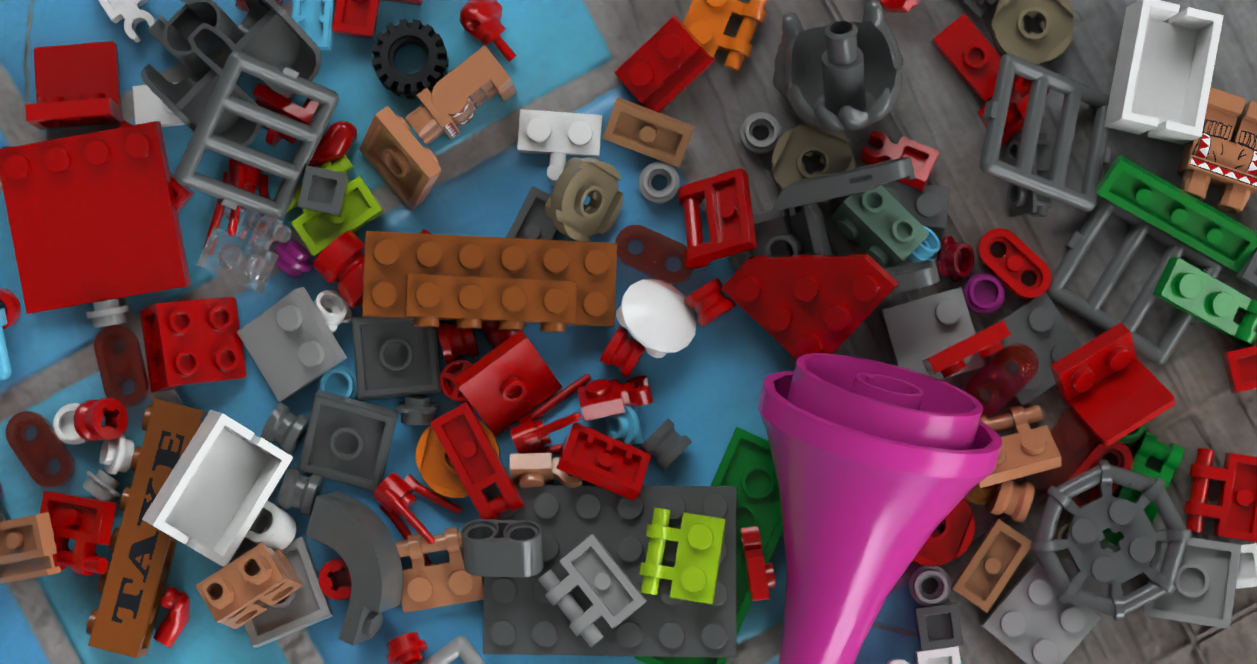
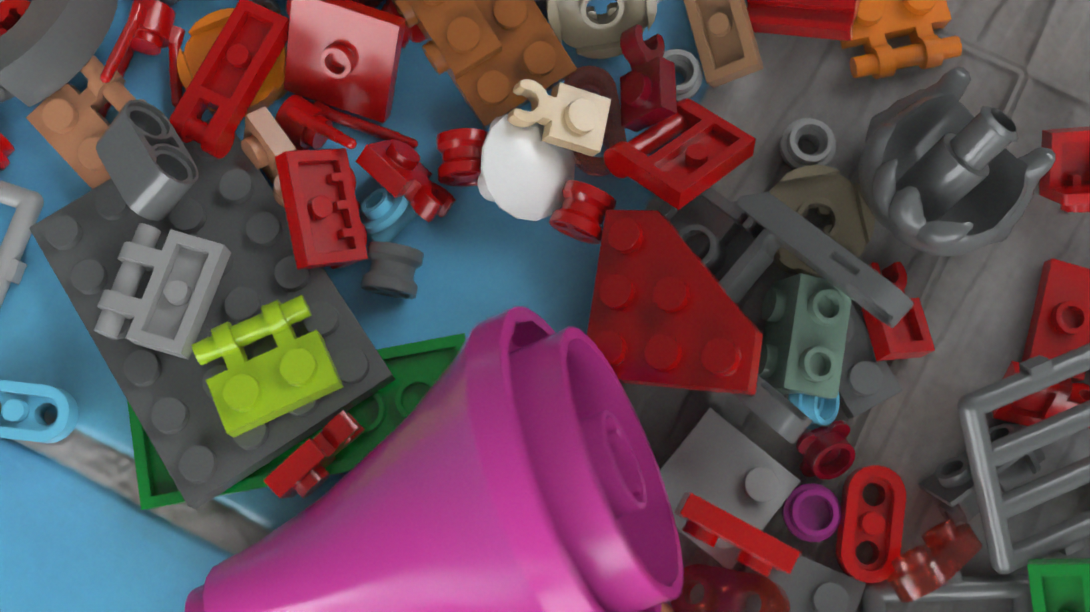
camera: 55 degrees right, 5 degrees down
(647, 271) = (569, 116): none -> tan plate
(660, 206) = (650, 86): none -> dark red plate
(1060, 248) = (935, 562): none -> clear red plate

